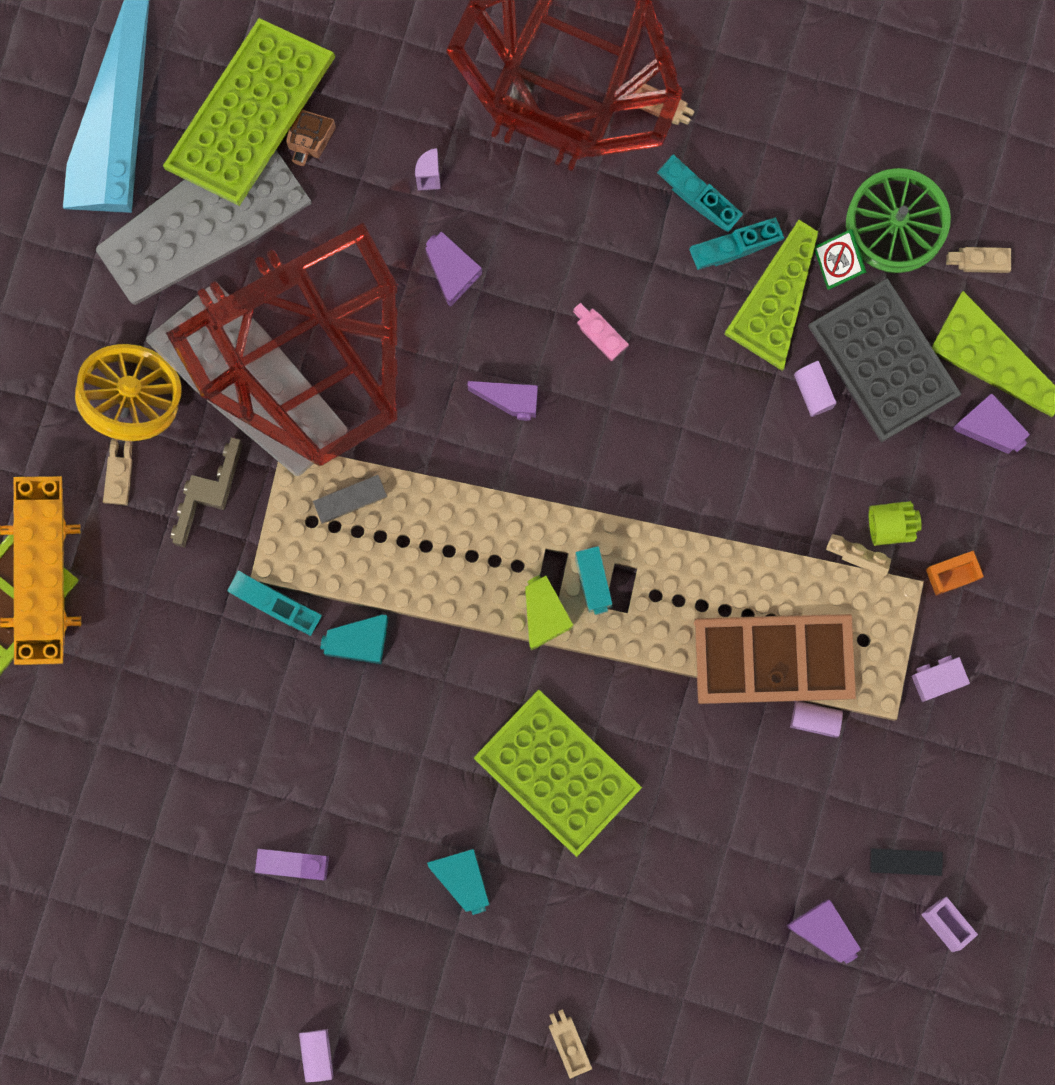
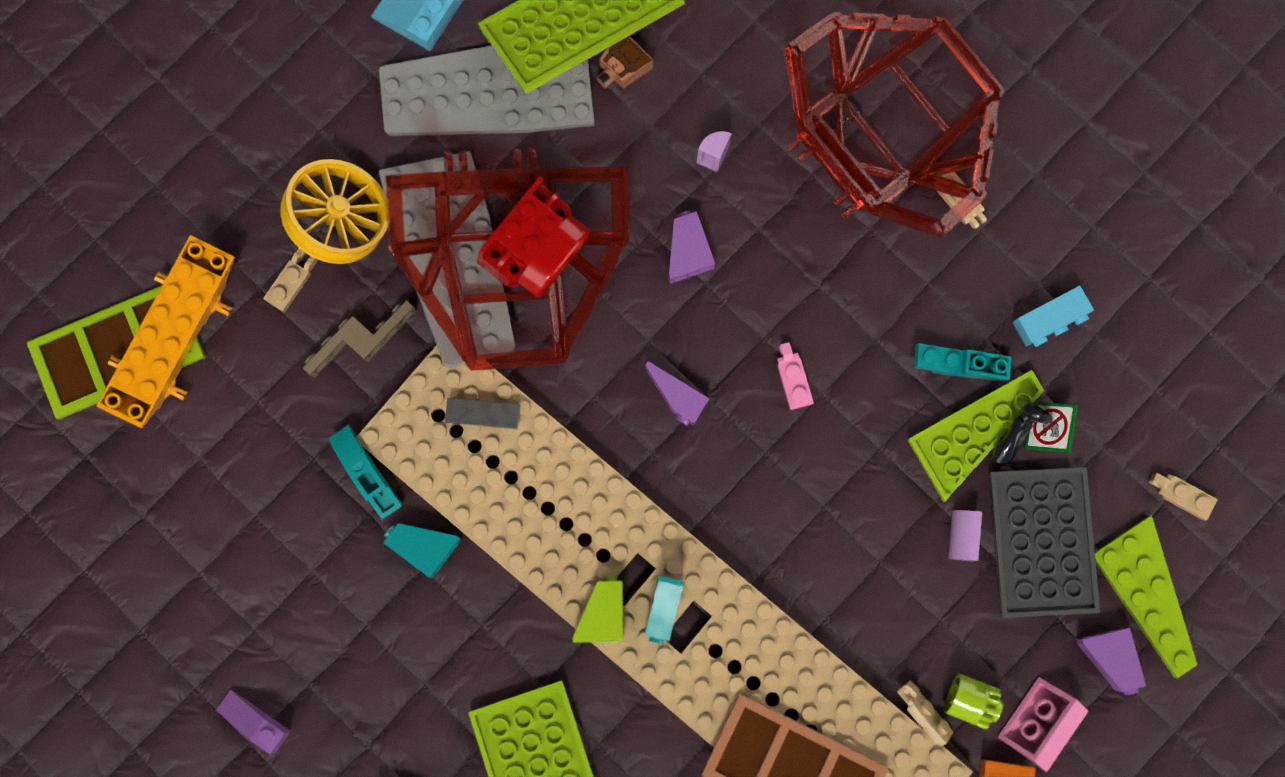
camera: 25 degrees right, 0 degrees up
(317, 329) = (533, 242): none -> red brick
(698, 194) = (950, 299): teal slope -> none
(794, 165) = (1053, 317): none -> medium azure brick
(813, 291) = (1007, 448): none -> black piece
(898, 219) = (1124, 419): bright green wheel -> none
(962, 512) = (1043, 724): none -> bright pink slope

